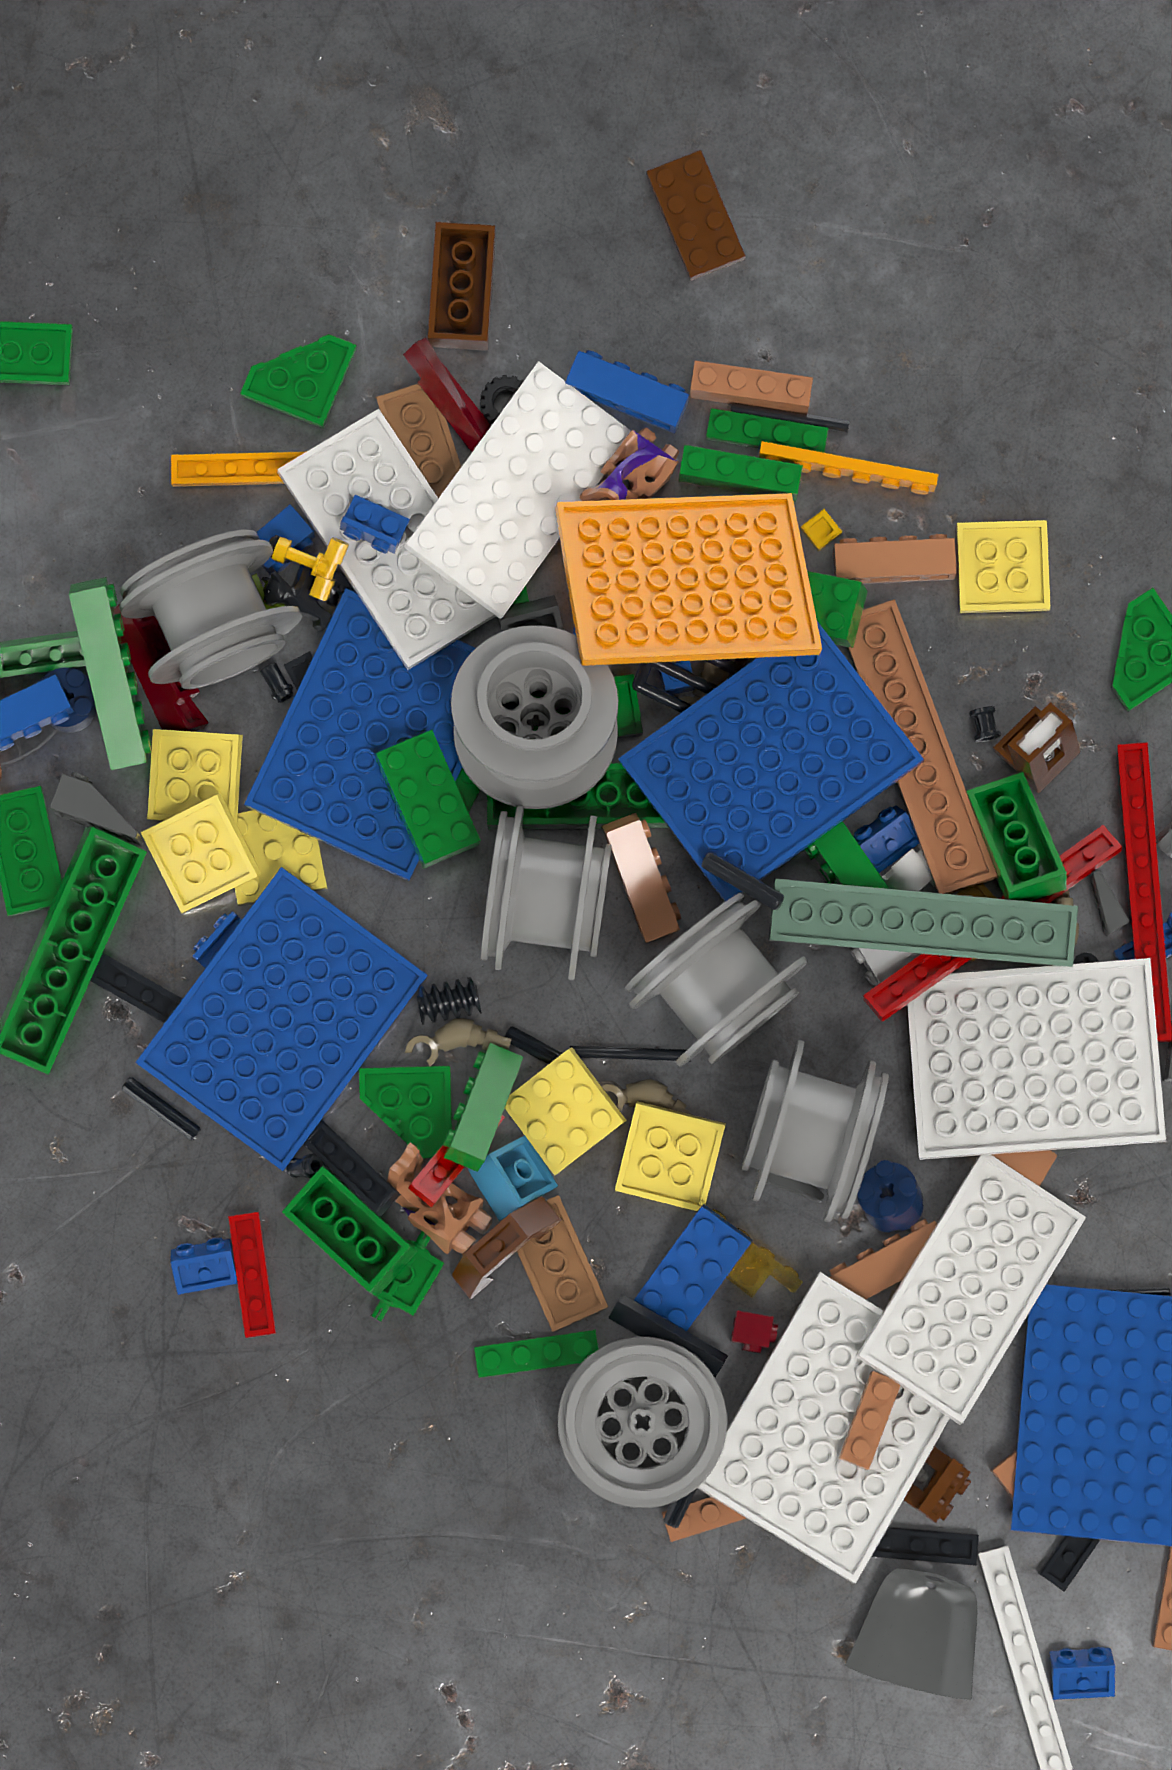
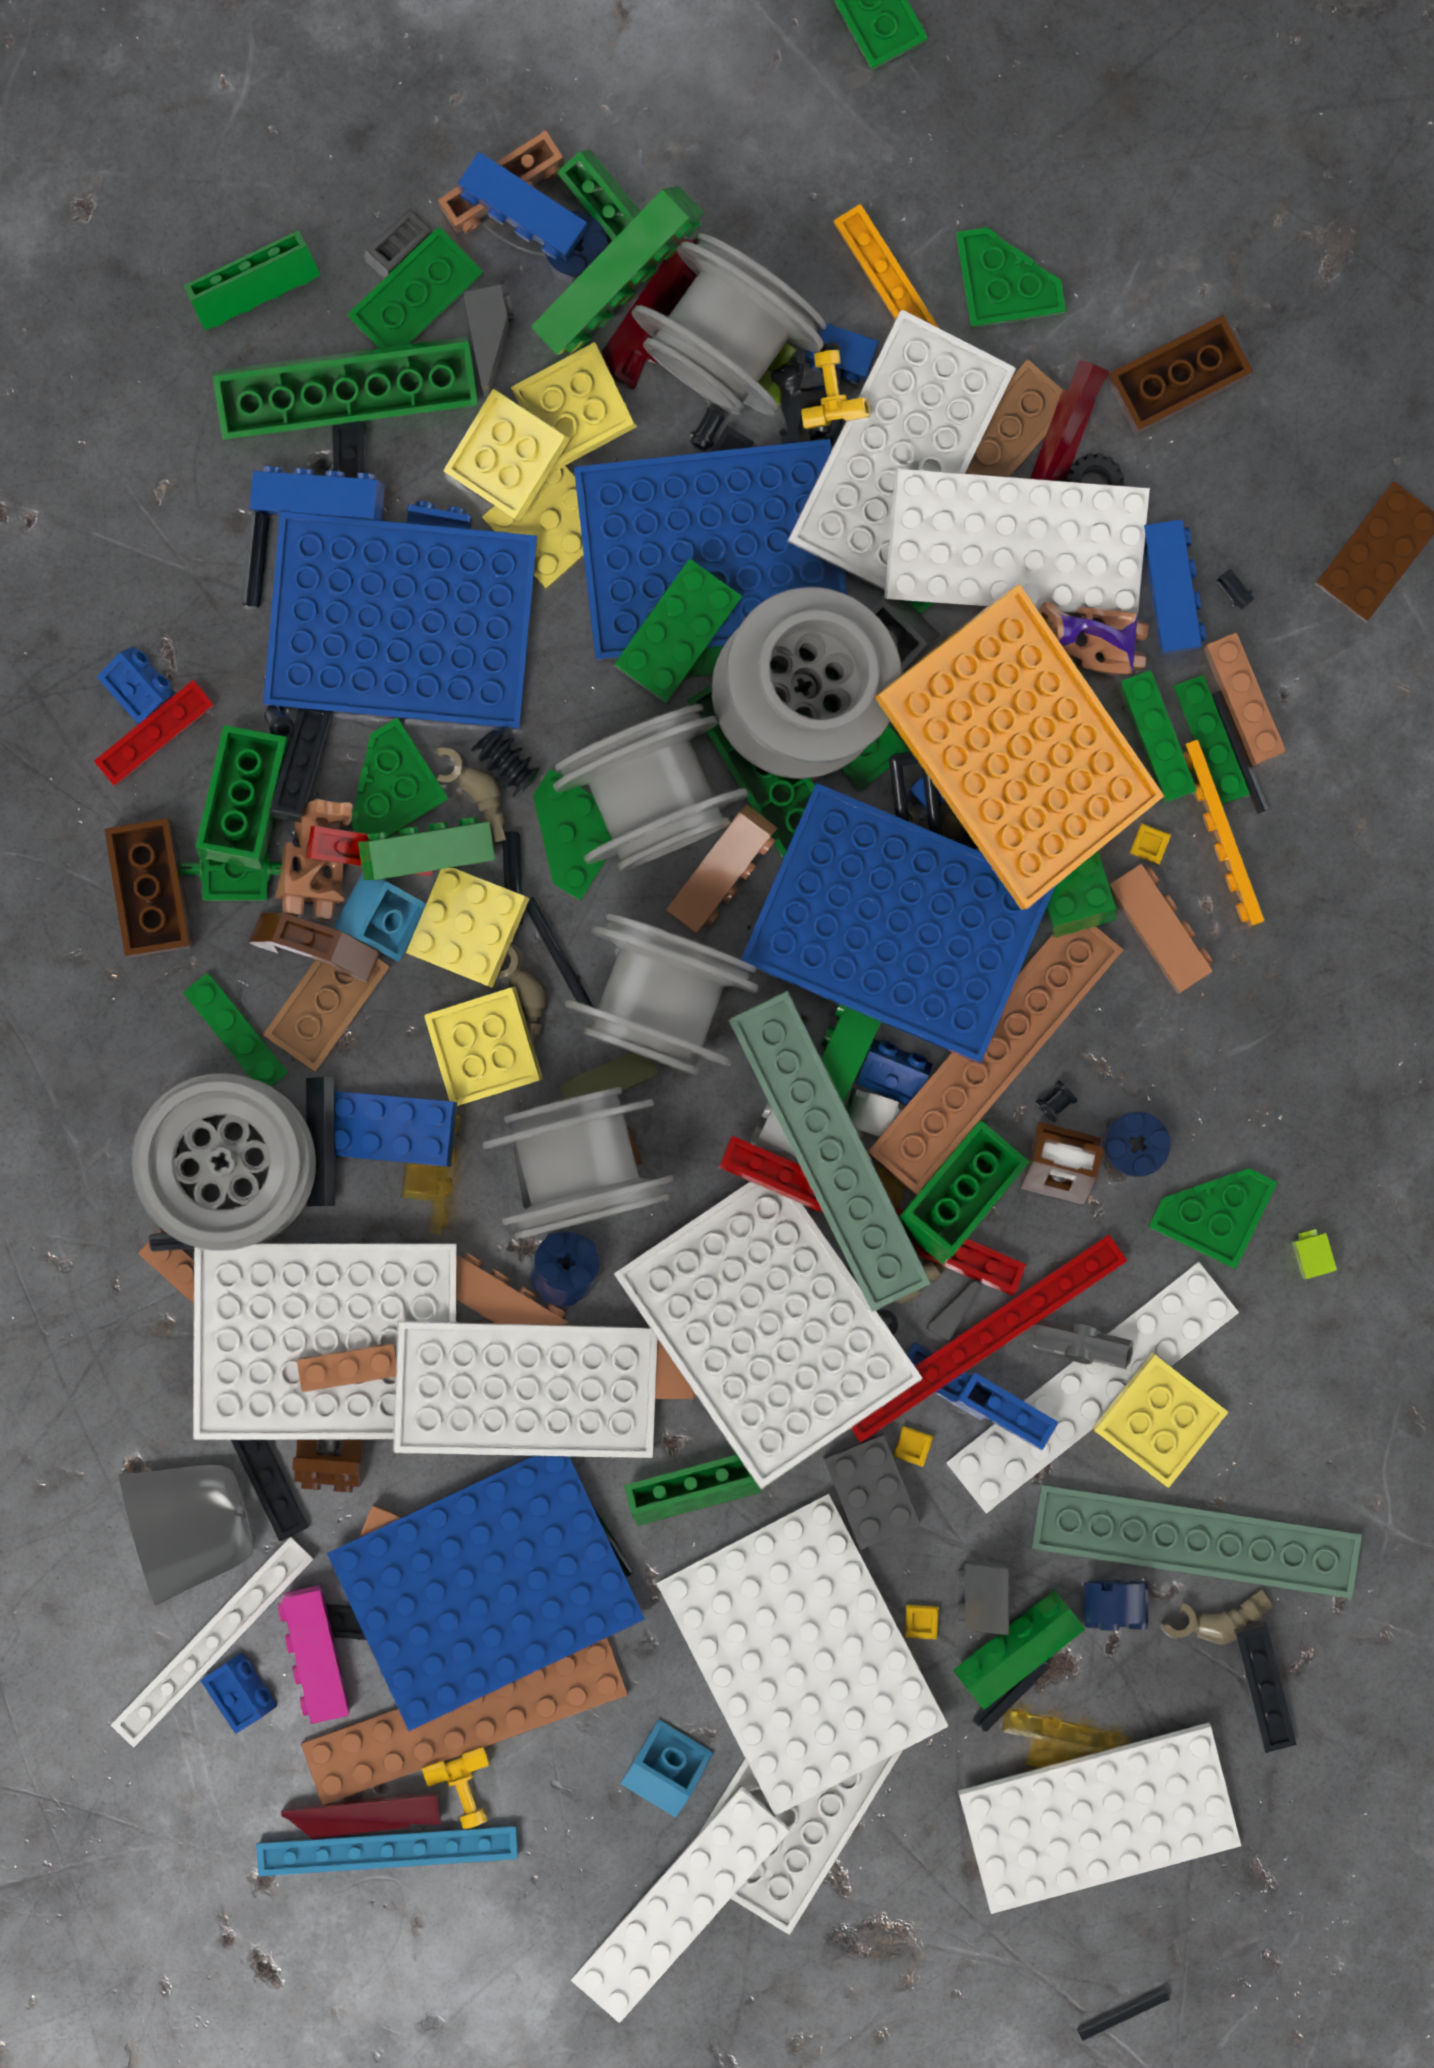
camera: 60 degrees right, 5 degrees up
(139, 1025) = (317, 494): none -> blue brick
(374, 524) = (902, 429): blue bracket -> none
(377, 1353) = (148, 888): none -> reddish brown brick
(538, 981) = (570, 830): none -> green plate
(658, 344) = (1235, 590): none -> black pin
(742, 881) = (767, 963): black axle -> none
(753, 1331) = (369, 1215): dark red brick -> none
(754, 1068) = (621, 1072): none -> olive tile
(1003, 566) = (1215, 1032): light yellow plate -> none
(1065, 665) = (1118, 1149): none -> dark blue brick
(1087, 1589) = (315, 1654): none -> dark pink brick
(1130, 1201) = (689, 1490): none -> green brick

